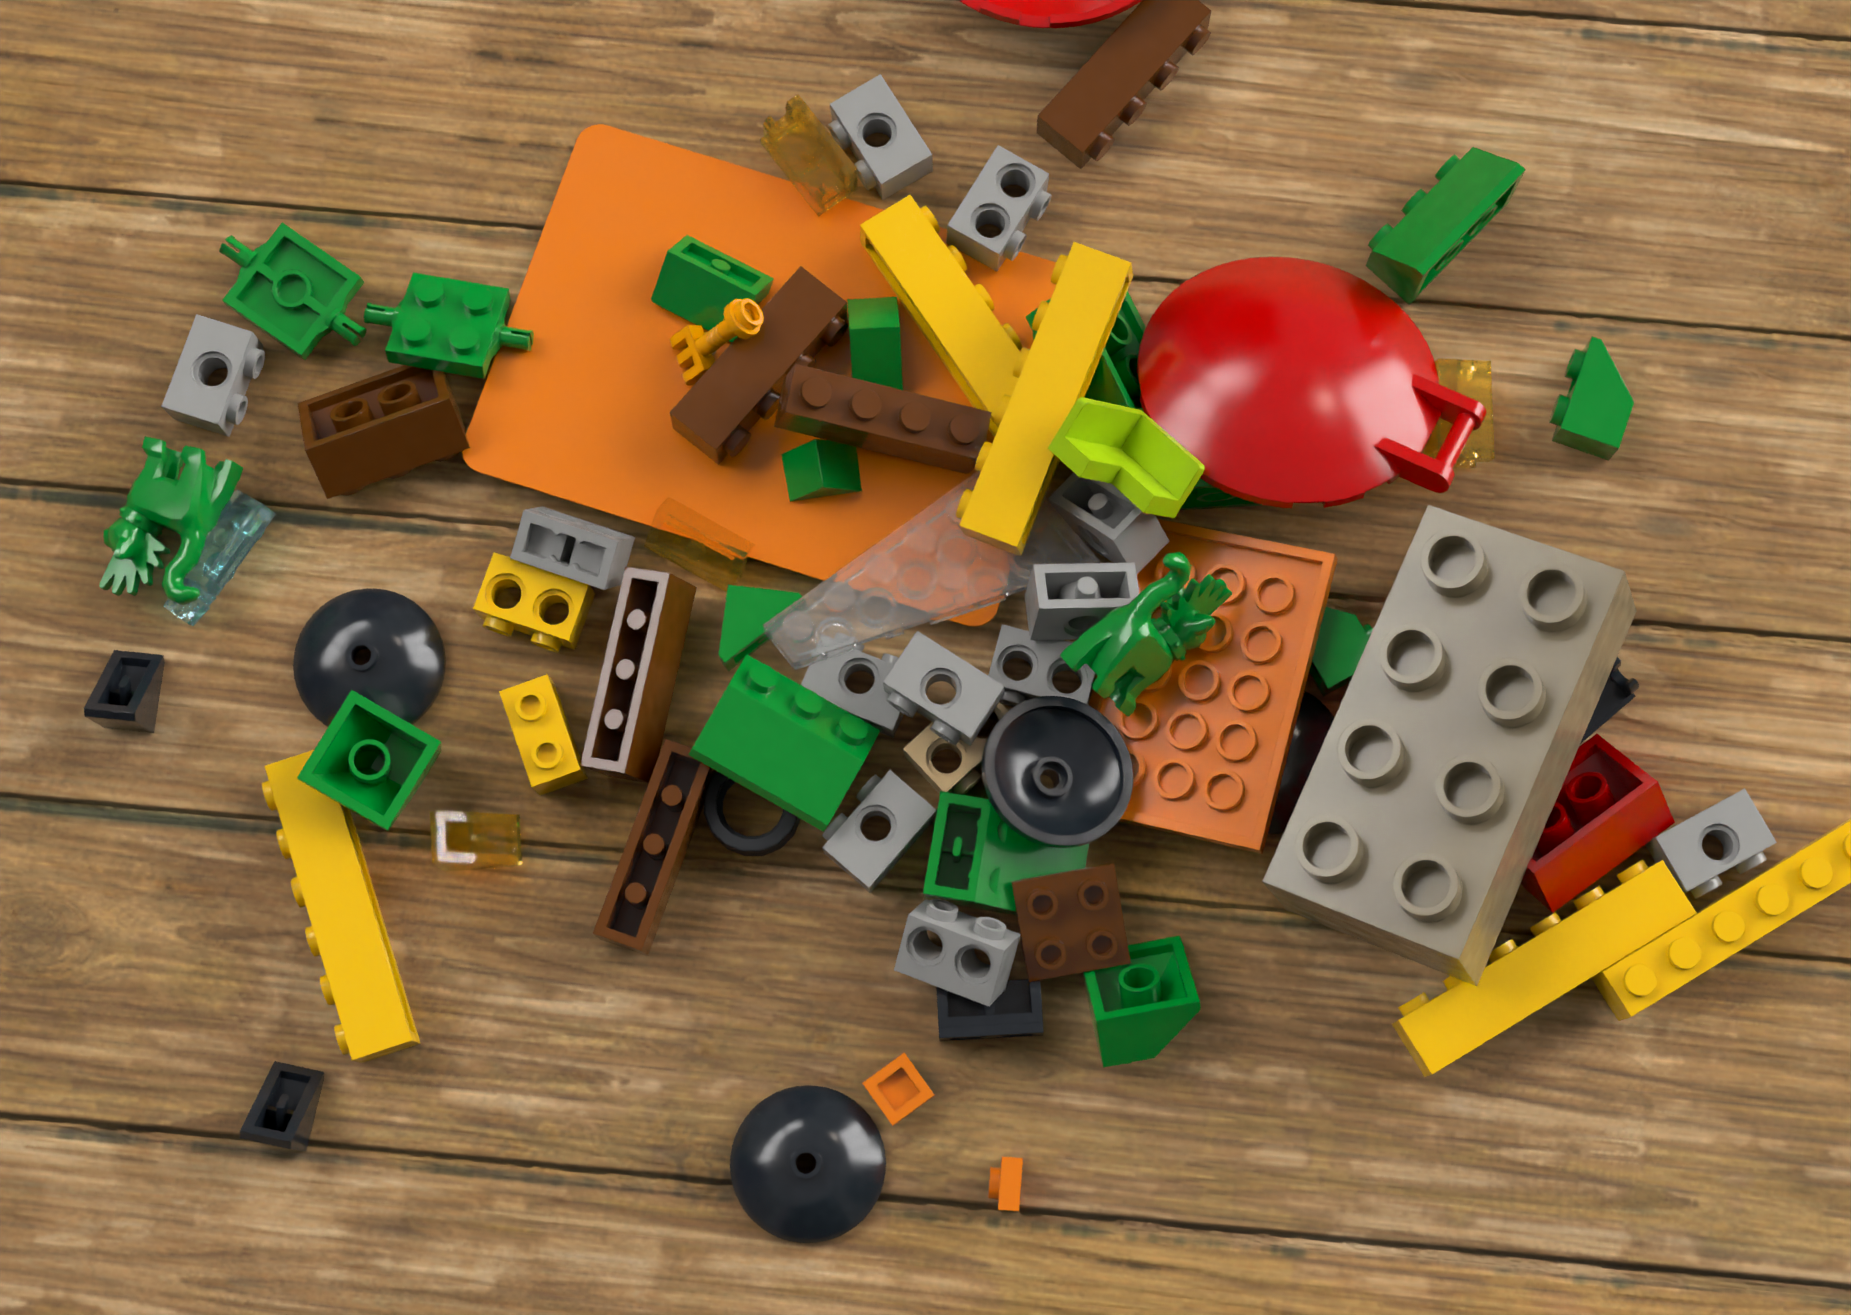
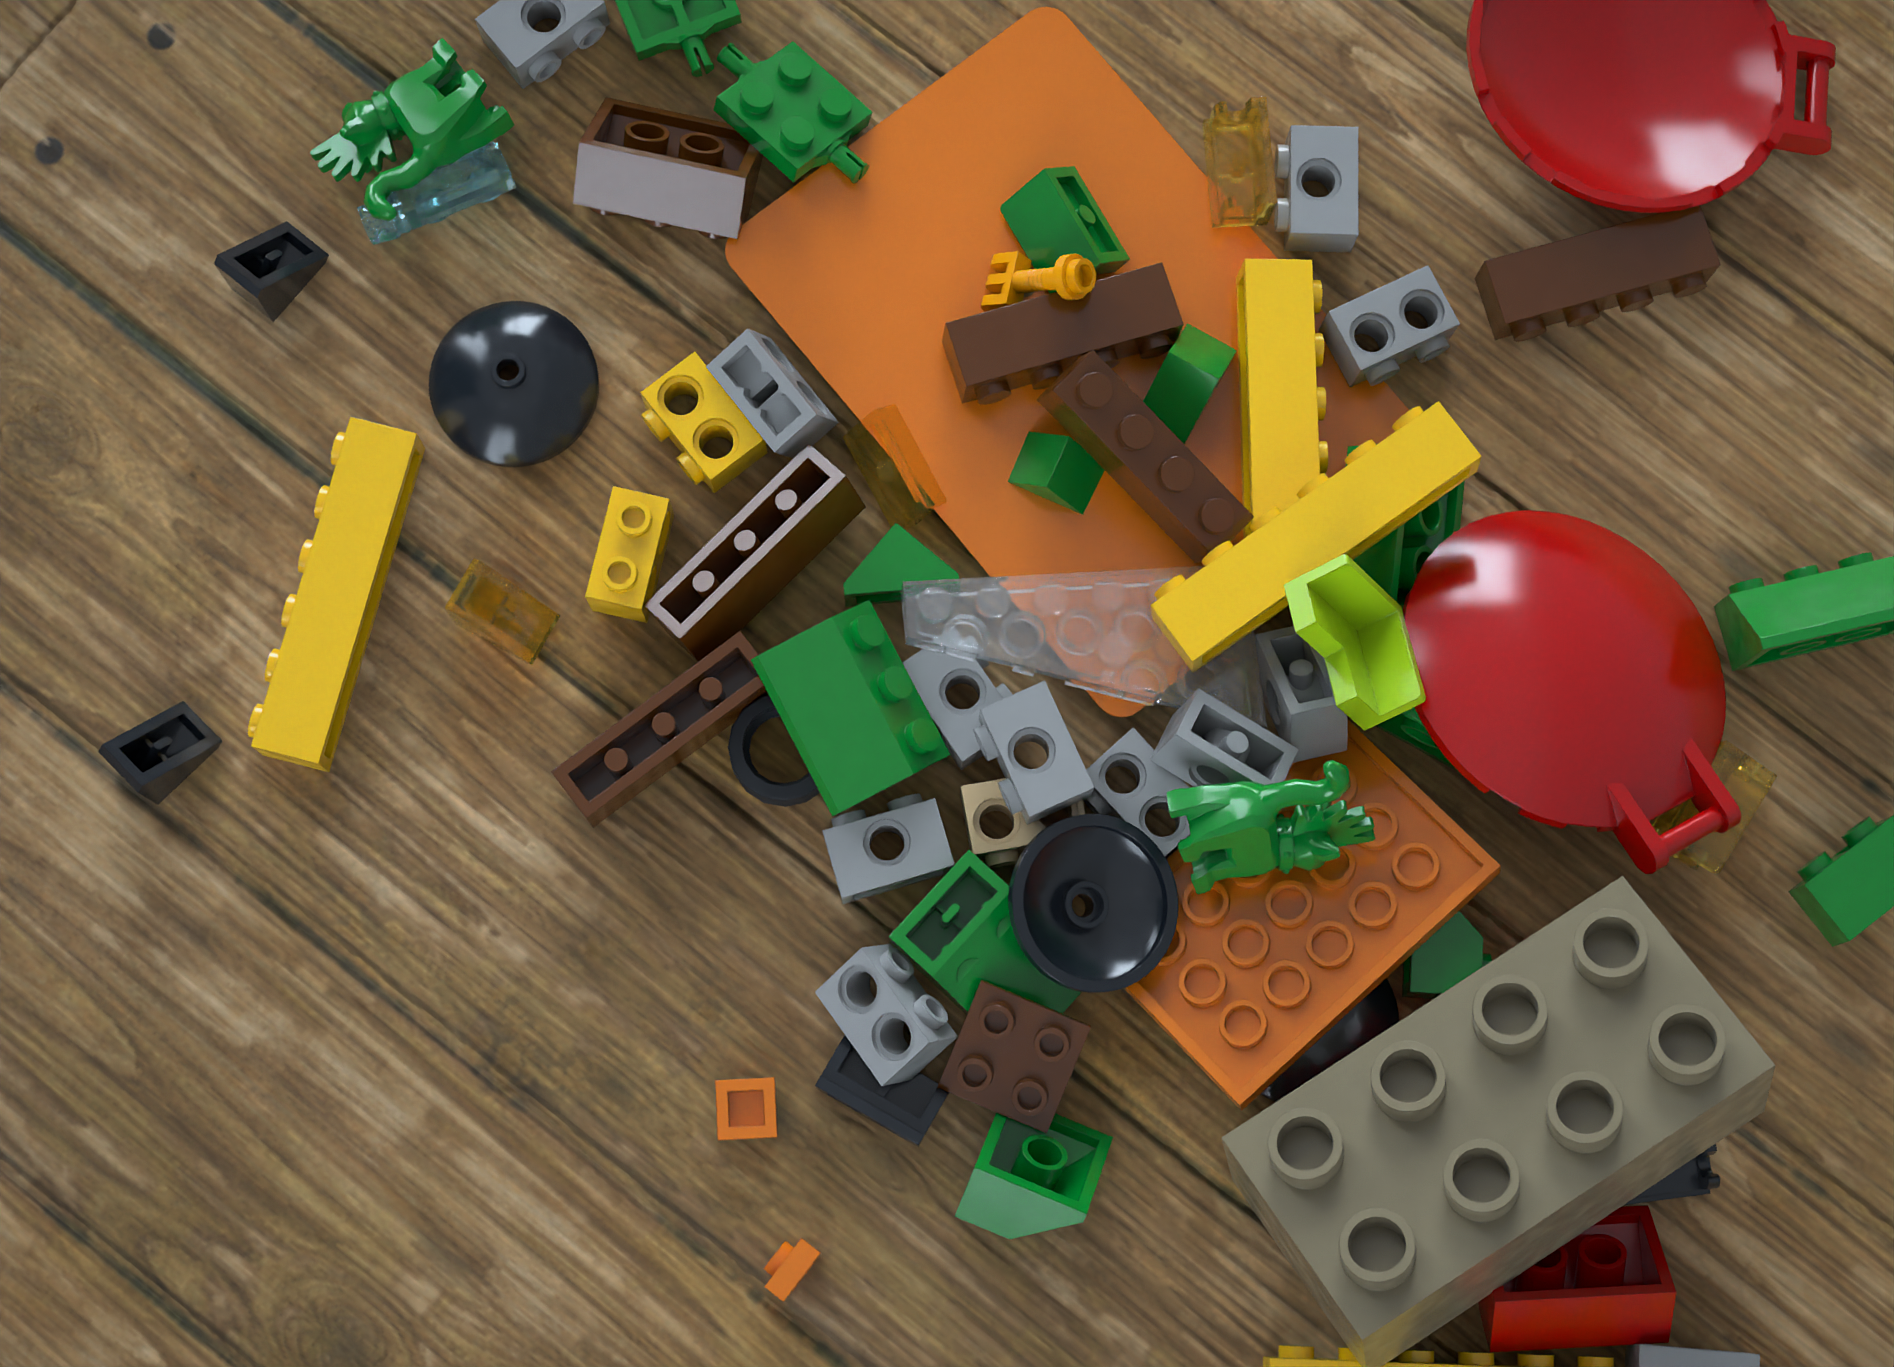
camera: 25 degrees right, 0 degrees up
(370, 761) = (450, 475): green slope -> none
(846, 1172) = (658, 1132): black dish -> none

